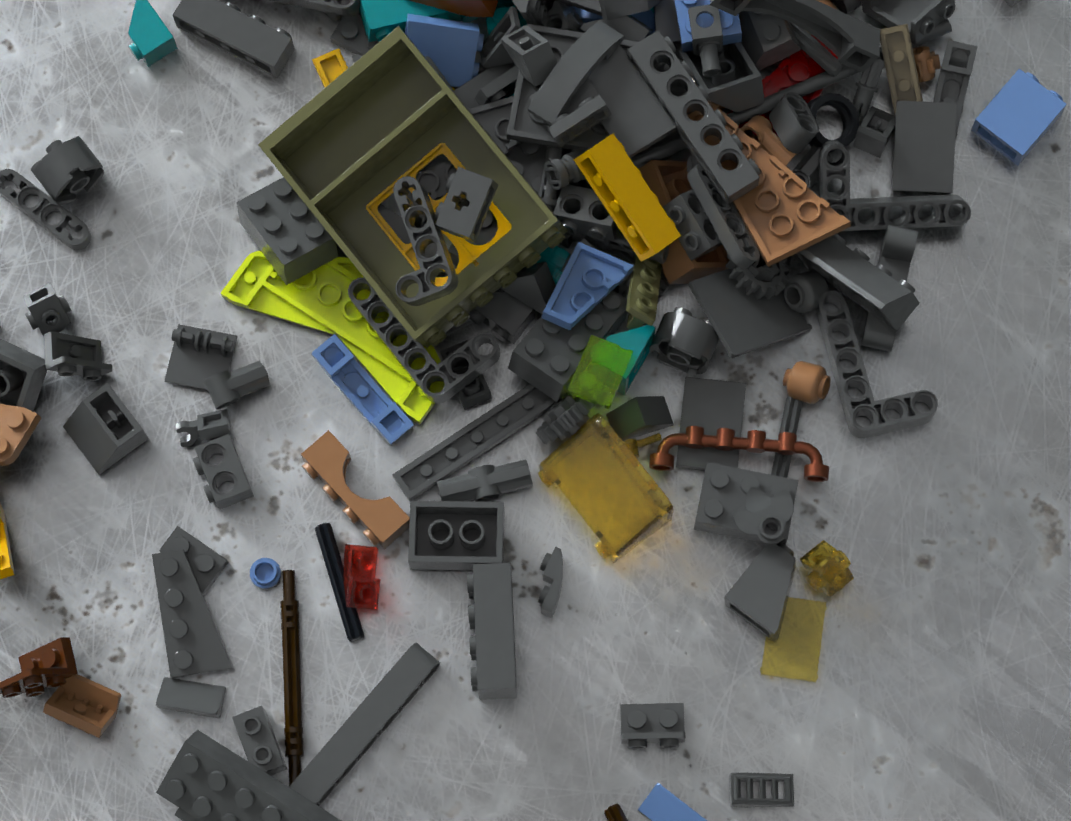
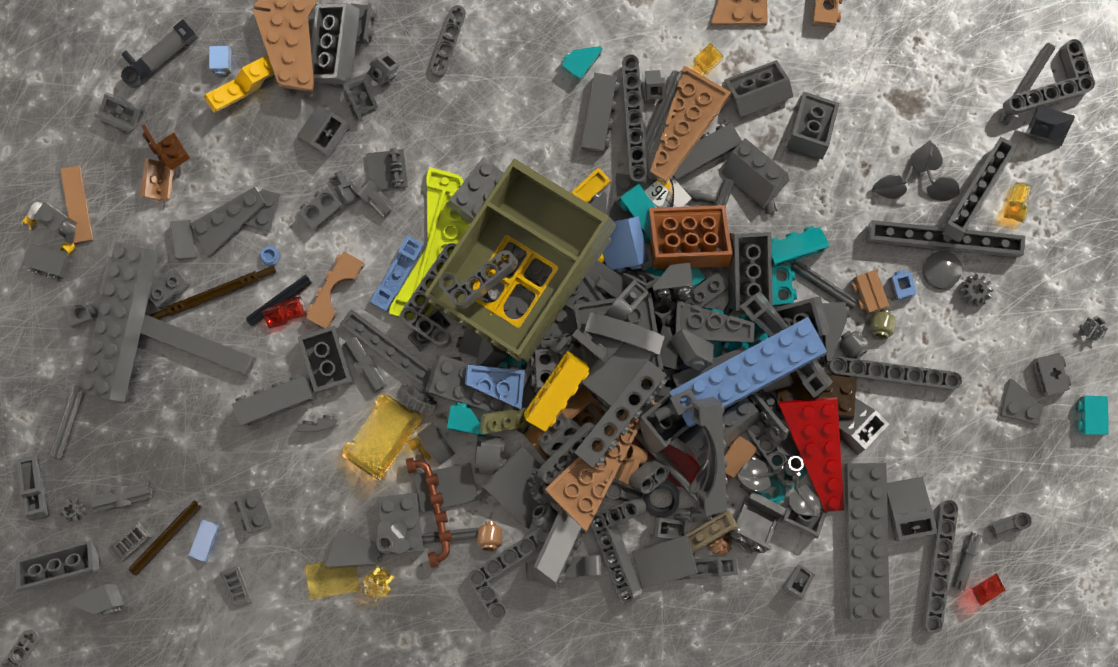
camera: 70 degrees right, 10 degrees up
(68, 170) = (473, 47): dark grey brick -> none
(465, 221) = (518, 302): dark grey brick -> none
(600, 371) = (444, 411): clear neon green plate -> none
(1019, 116) = (707, 615): medium blue brick -> none

